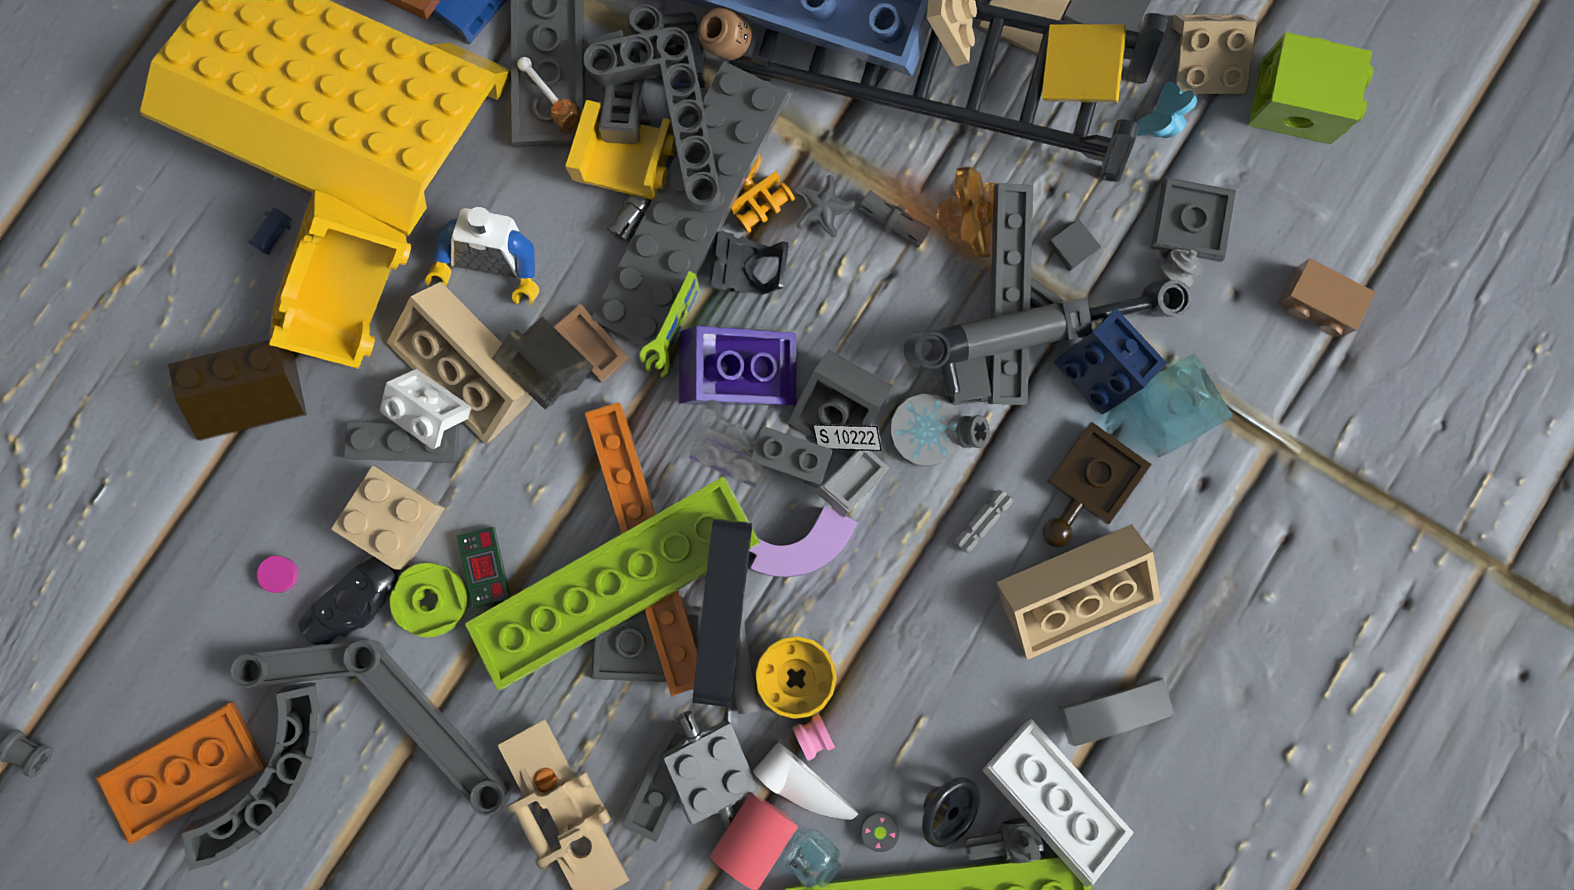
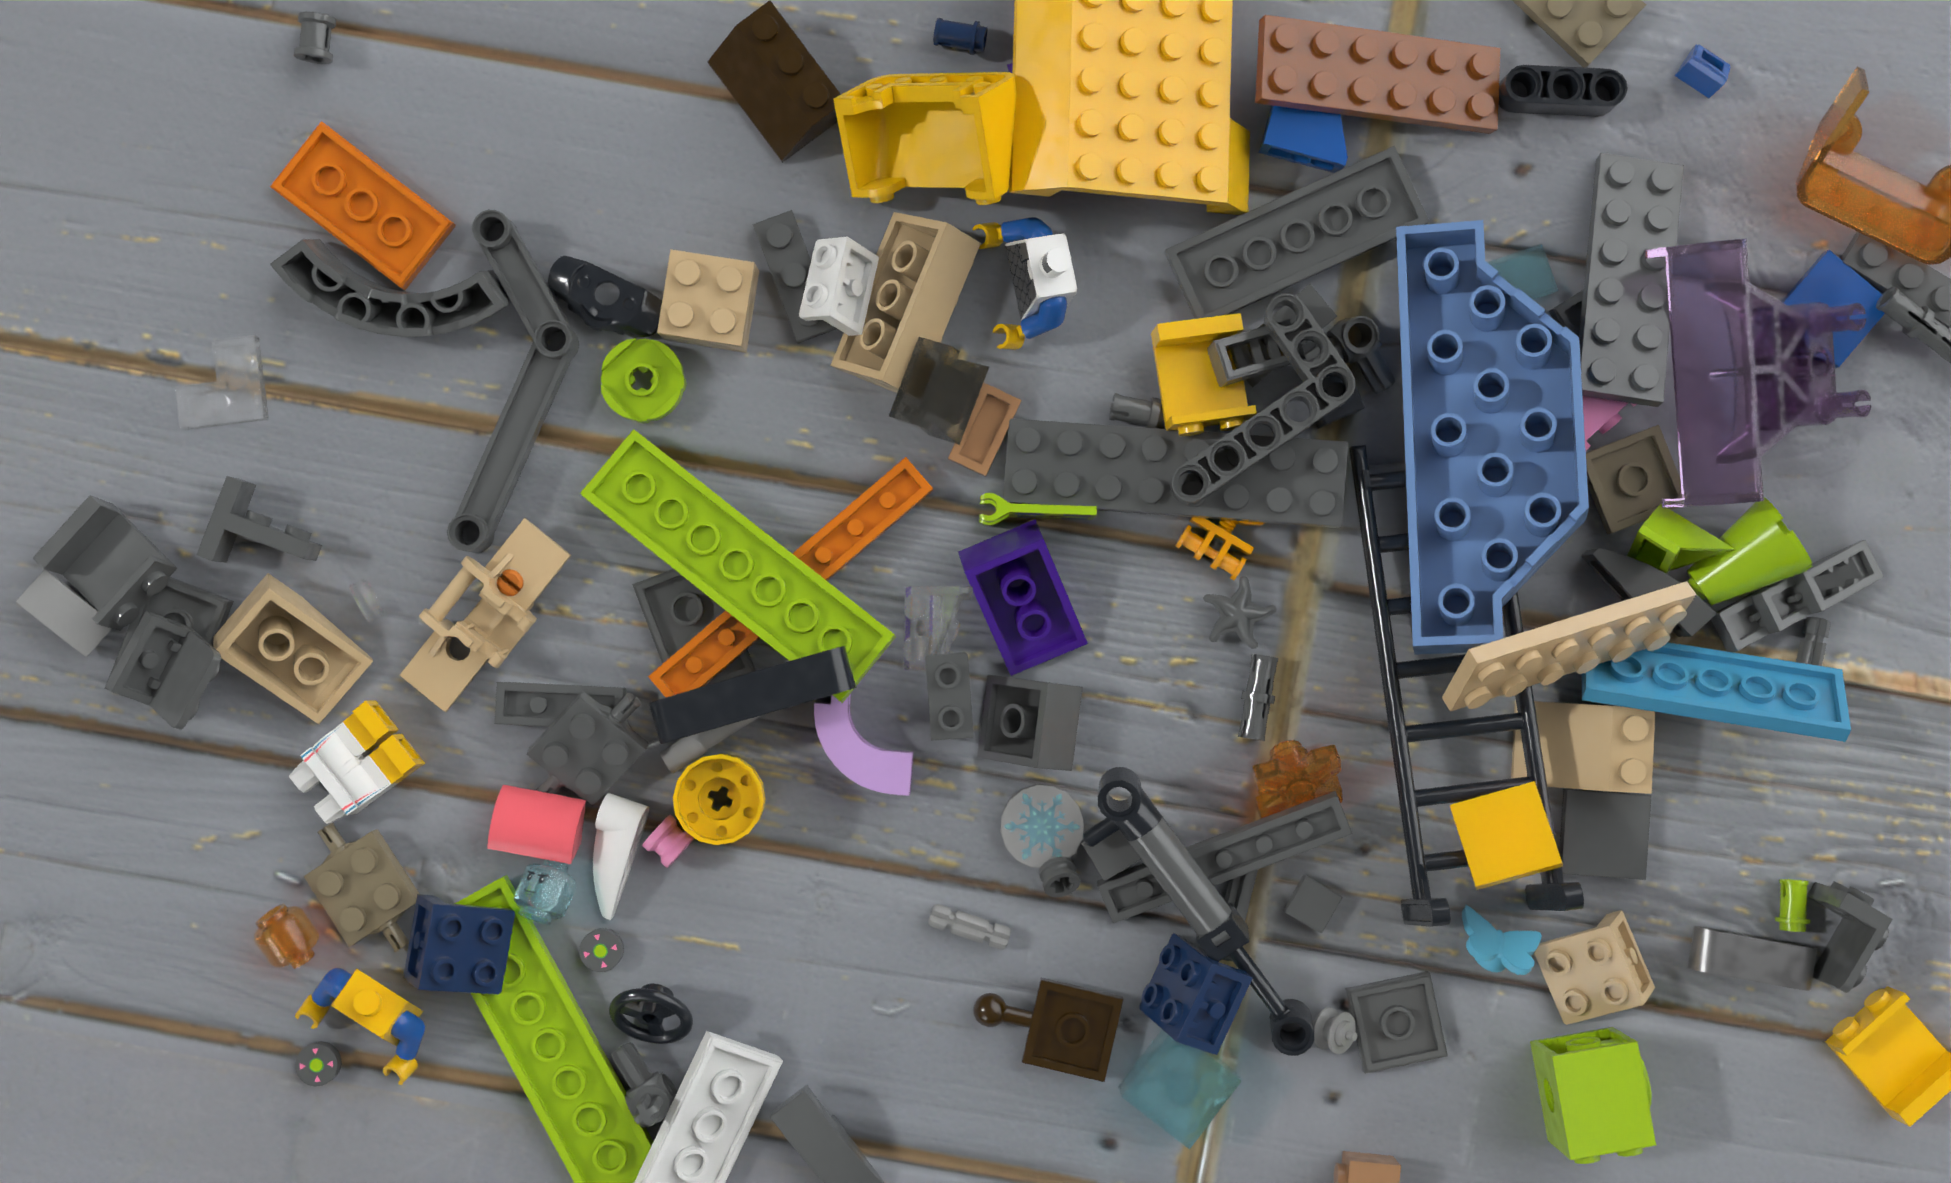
camera: 70 degrees right, 5 degrees up
(277, 574) = (603, 210): dark pink tile -> none
(483, 567) = (700, 421): tile -> none
(564, 111) = (1220, 293): clear orange hinge -> none
(724, 33) = (1378, 430): medium nougat head -> none
(733, 262) = (1134, 544): black piece -> none
(848, 437) = (996, 746): white sticker -> none
(853, 481) = (952, 771): light grey tile -> none
(1080, 591) = (937, 1059): tan slope -> none

